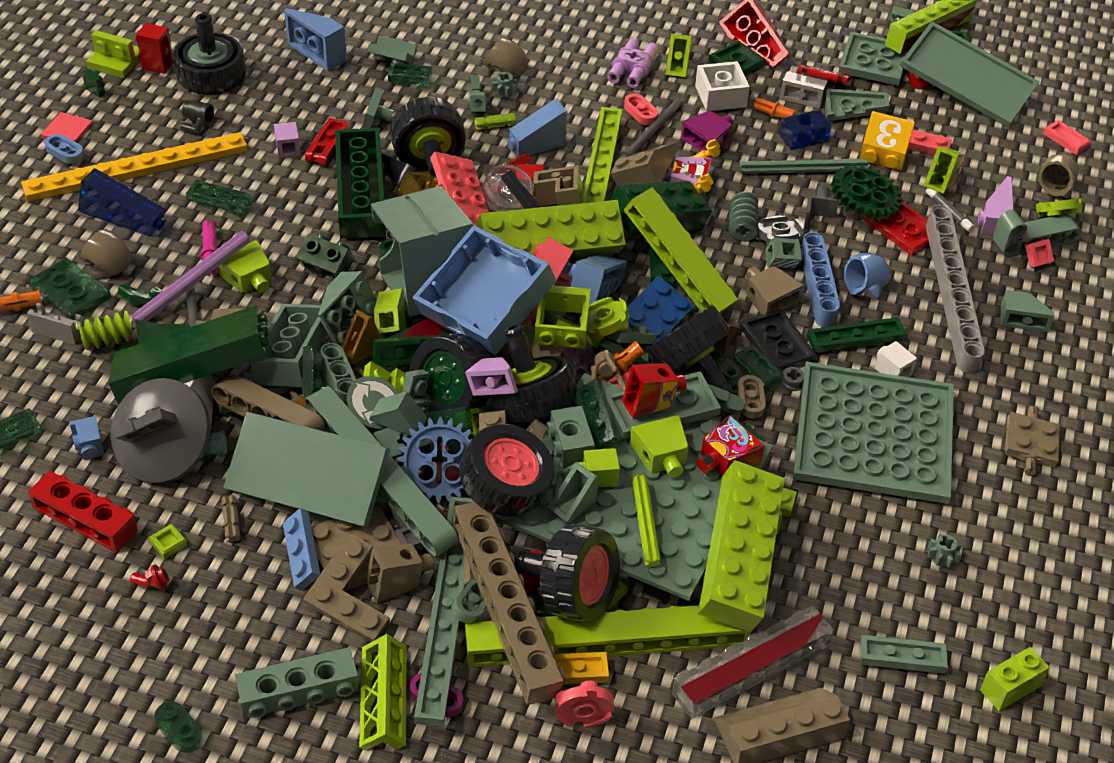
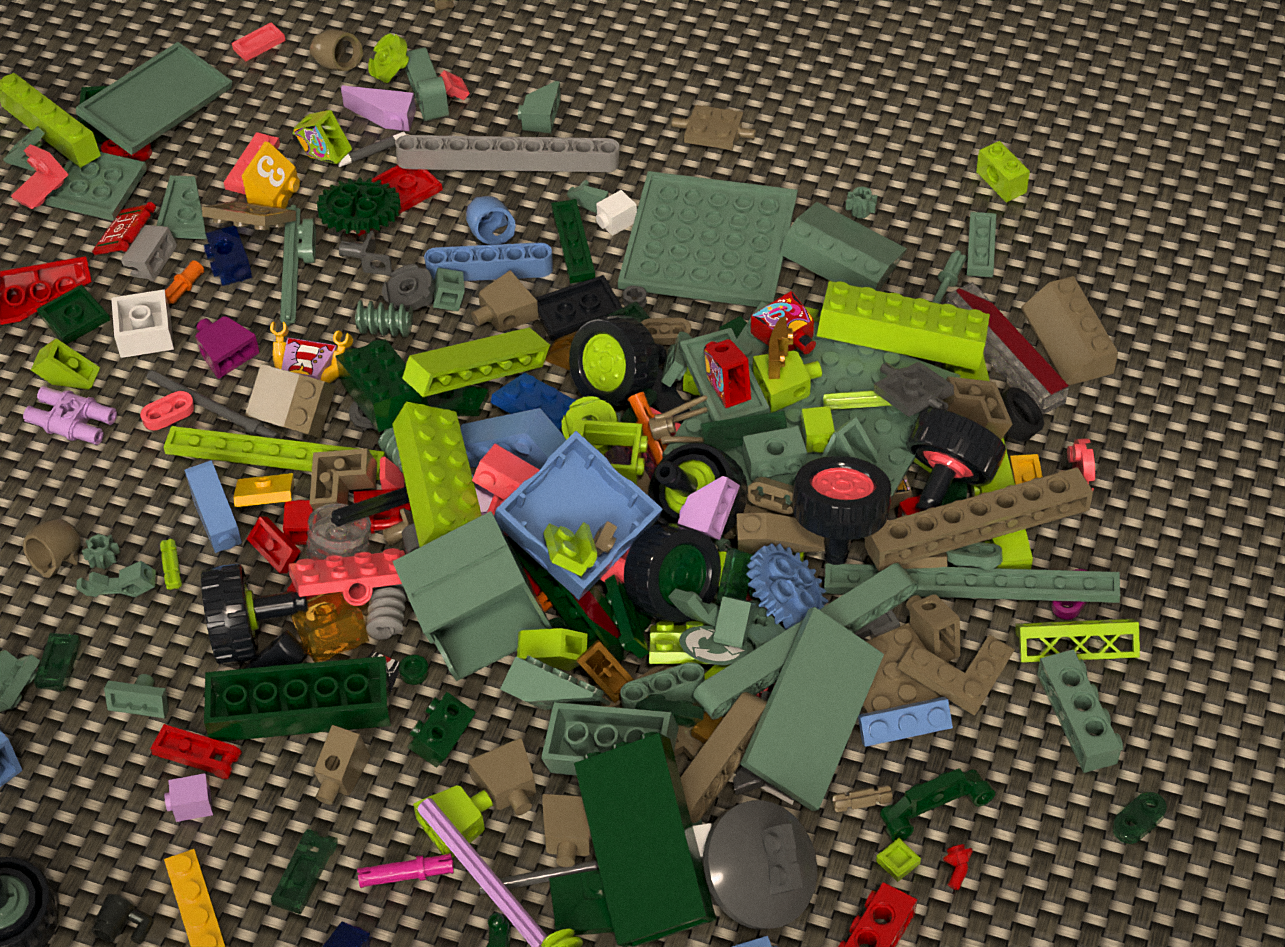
camera: 85 degrees left, 5 degrees up
(222, 567) = (933, 794): none -> dark green plate
(278, 290) = (505, 776): none -> dark tan torso
(301, 205) = (340, 764): none -> dark tan torso
(444, 278) = (570, 550): none -> lime bracket
(462, 308) = (604, 538): none -> dark tan plate
(555, 153) = (264, 490): none -> yellow plate
(640, 531) = (913, 388): none -> dark grey plate
(643, 601) = (980, 403): none -> dark tan brick
(676, 657) = (1024, 414): none -> black tyre
(688, 423) = (778, 347): none -> pearl gold slope
(824, 171) = (307, 234): none -> sand green plate
(844, 131) = (245, 213): none -> dark tan plate
(851, 622) = (949, 275): none -> sand green piece
(873, 529) = (841, 248): none -> sand green slope
(874, 22) = (48, 177): none -> coral bracket
(916, 342) = (587, 196): none -> sand green slope

